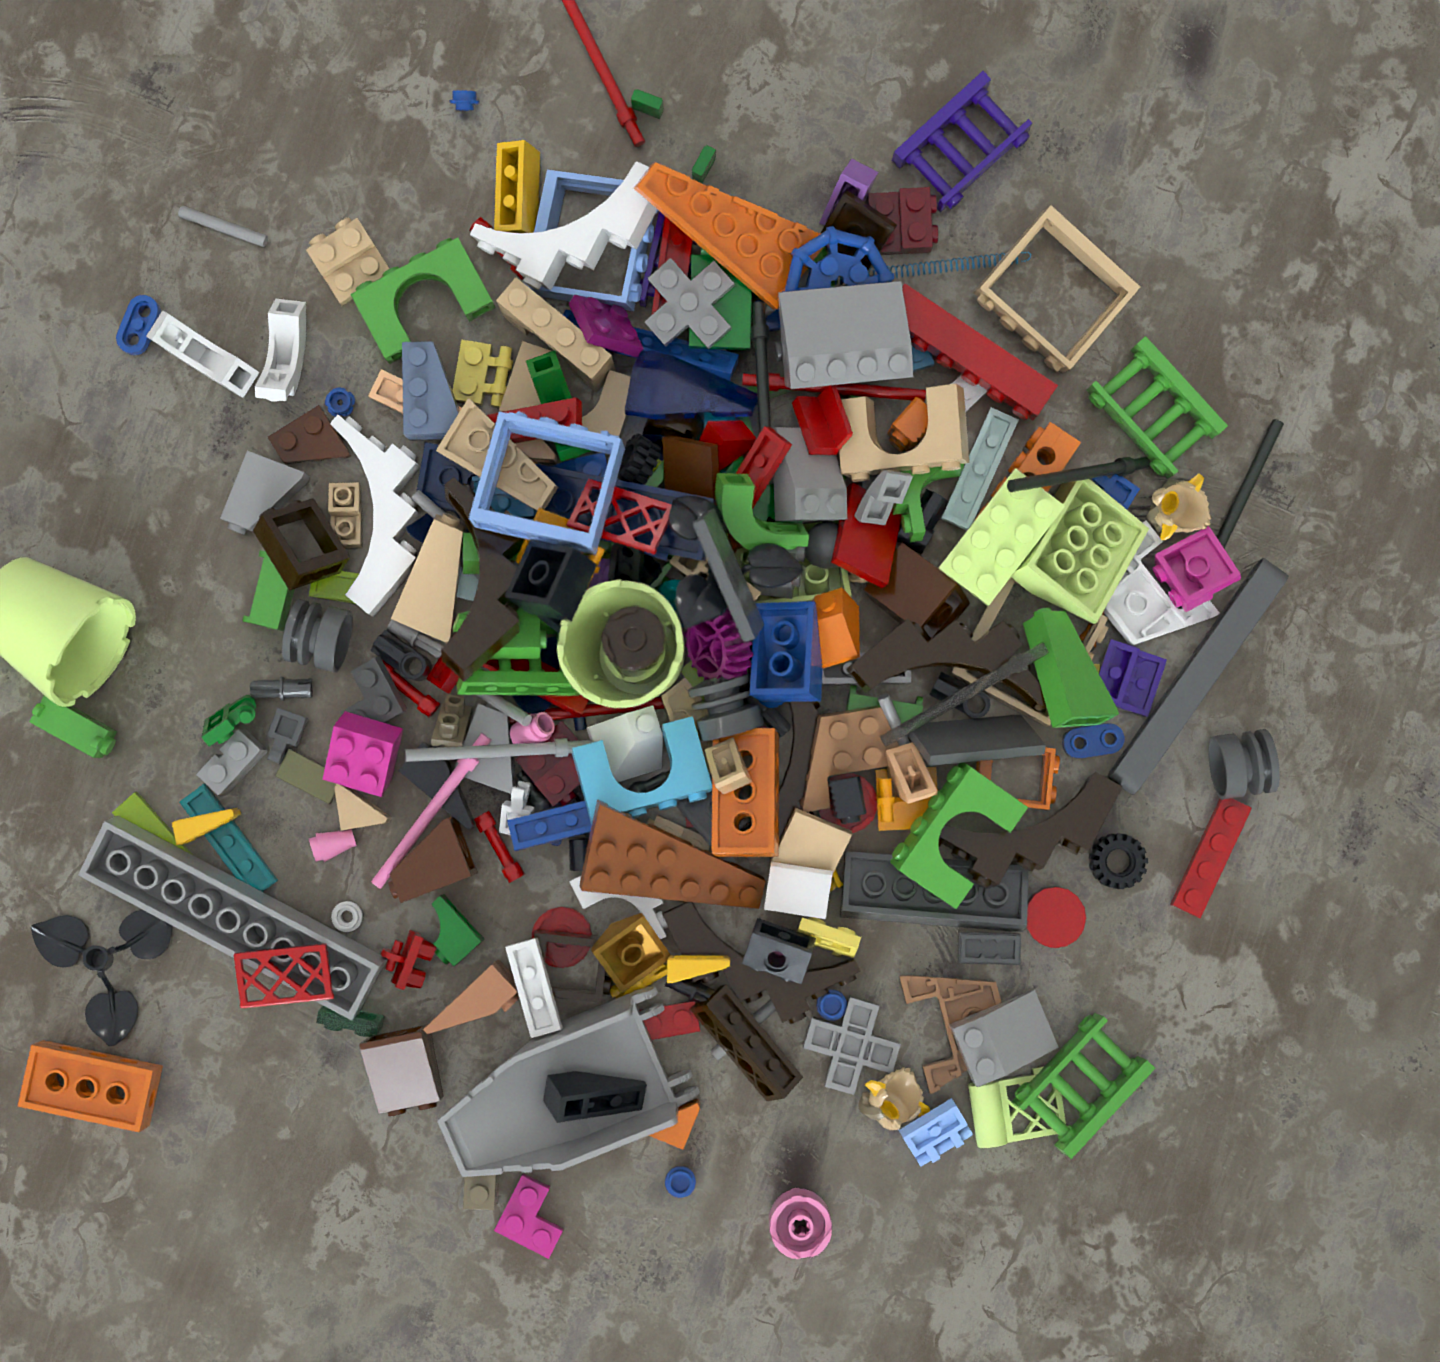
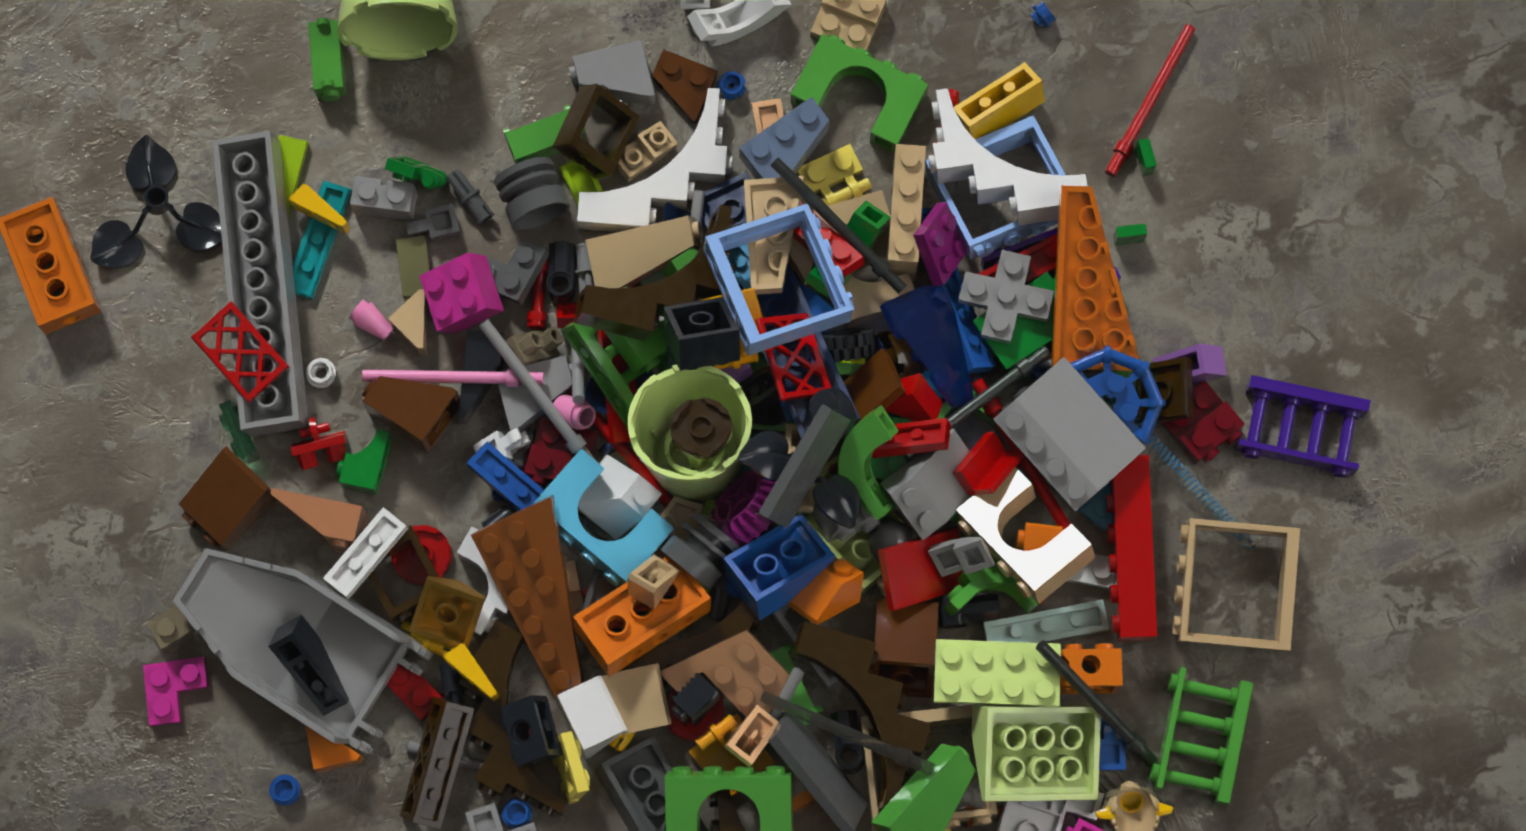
camera: 55 degrees right, 10 degrees down
(485, 823) = (449, 477): red bar -> none
(593, 389) = (879, 266): none -> pearl dark grey bar

